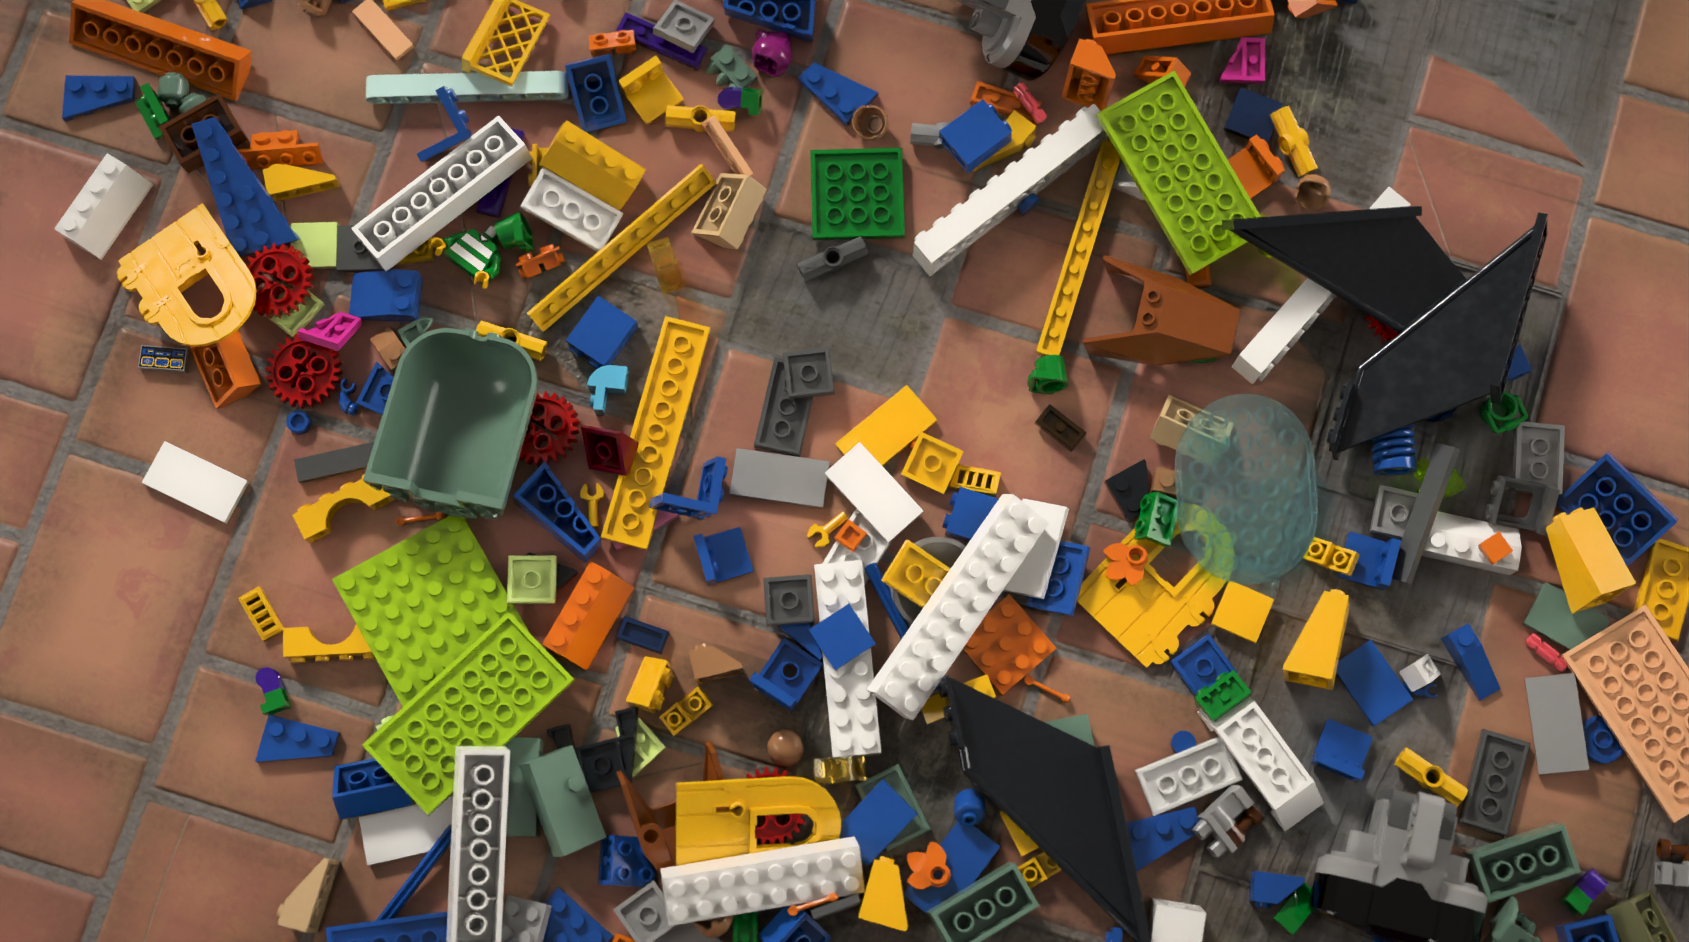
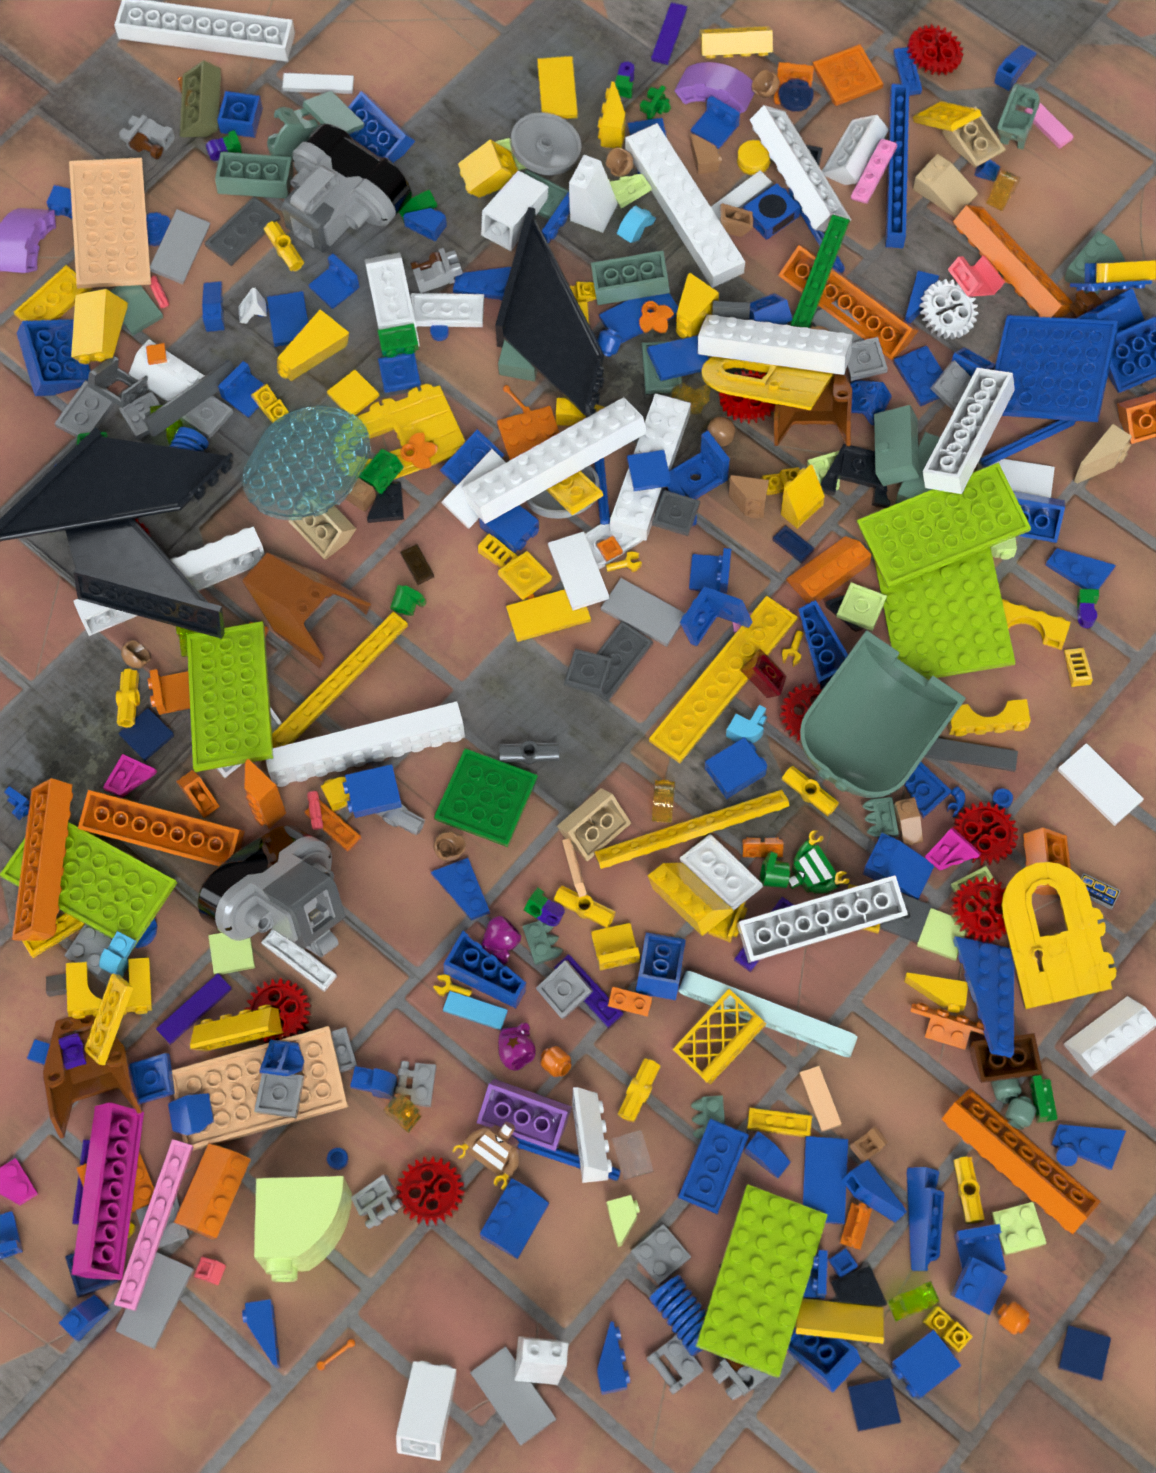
camera: 155 degrees left, 10 degrees down
(114, 69) = (1067, 1155): none -> blue tile
(459, 119) = (794, 967): blue bracket -> none
(793, 909) = (761, 317): orange hinge -> none
(1478, 479) = (137, 412): none -> light grey plate

